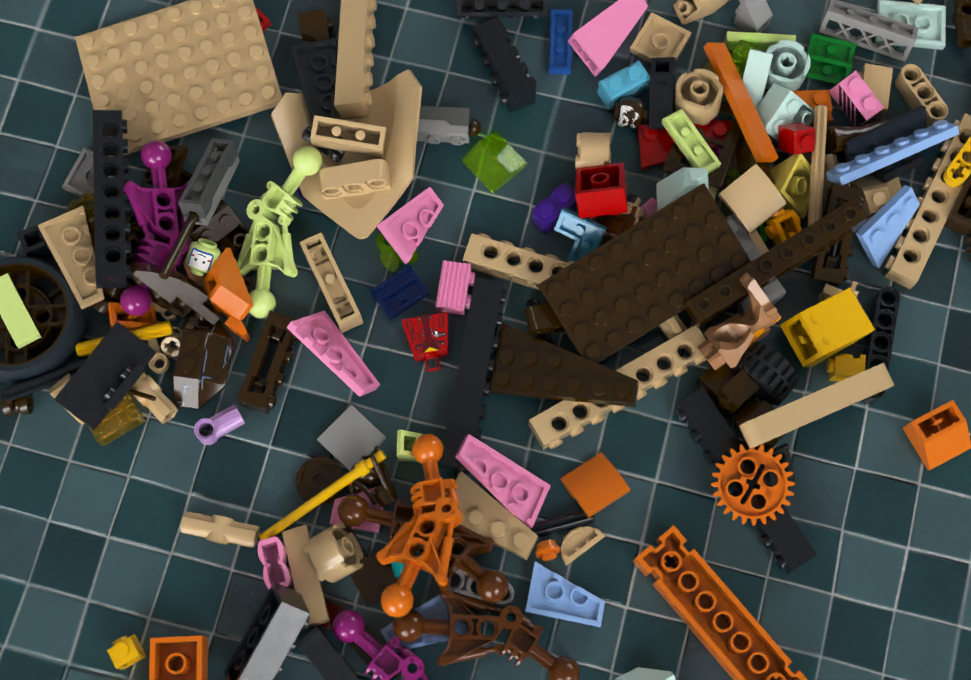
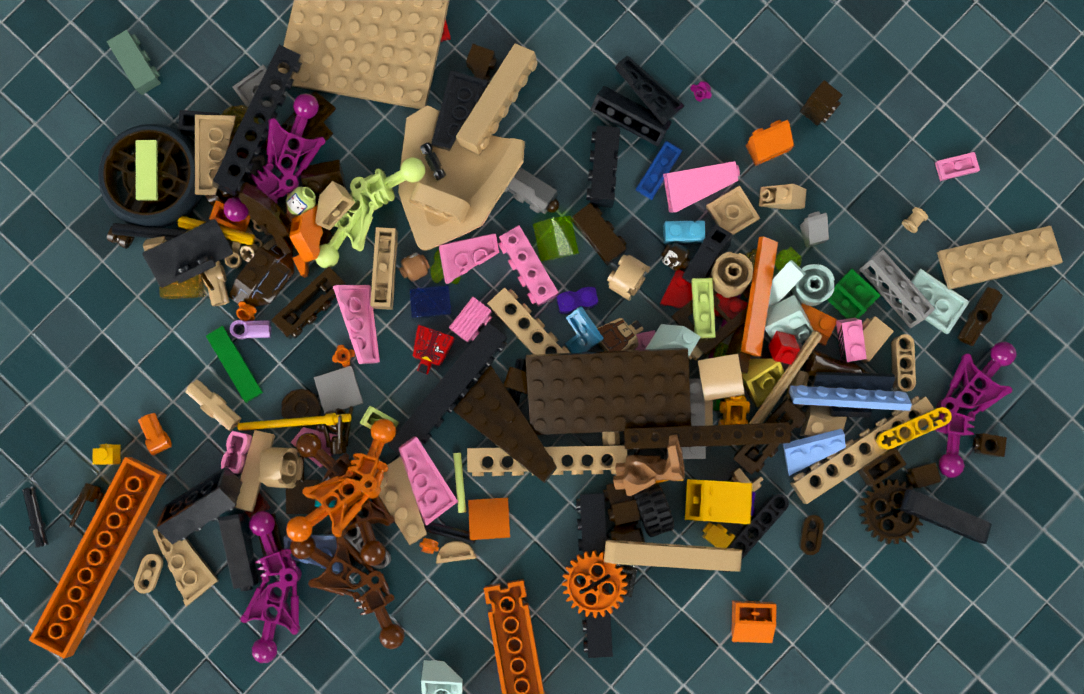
camera: 30 degrees right, 10 degrees up
(173, 601) = (156, 438): none -> orange piece
(198, 413) = (245, 311): none -> orange plate
(203, 193) = (326, 153): dark grey piece -> none
(220, 473) = (234, 364): none -> green tile
(240, 243) = (333, 205): none -> tan slope
(334, 393) = (338, 355): none -> orange plate
(348, 136) = (450, 169): tan brick -> none
(362, 265) = (414, 267): none -> medium nougat head
(483, 202) = (528, 266): none -> bright pink brick
(537, 132) = (599, 233): none -> dark brown brick
(540, 465) = (459, 482): none -> yellowish green bar
(560, 599) = (419, 584): light blue wing -> none
(601, 190) = (614, 309): red brick -> none
(764, 40) = (805, 252): yellowish green tile -> none
(942, 314) = (813, 535): none -> dark brown plate

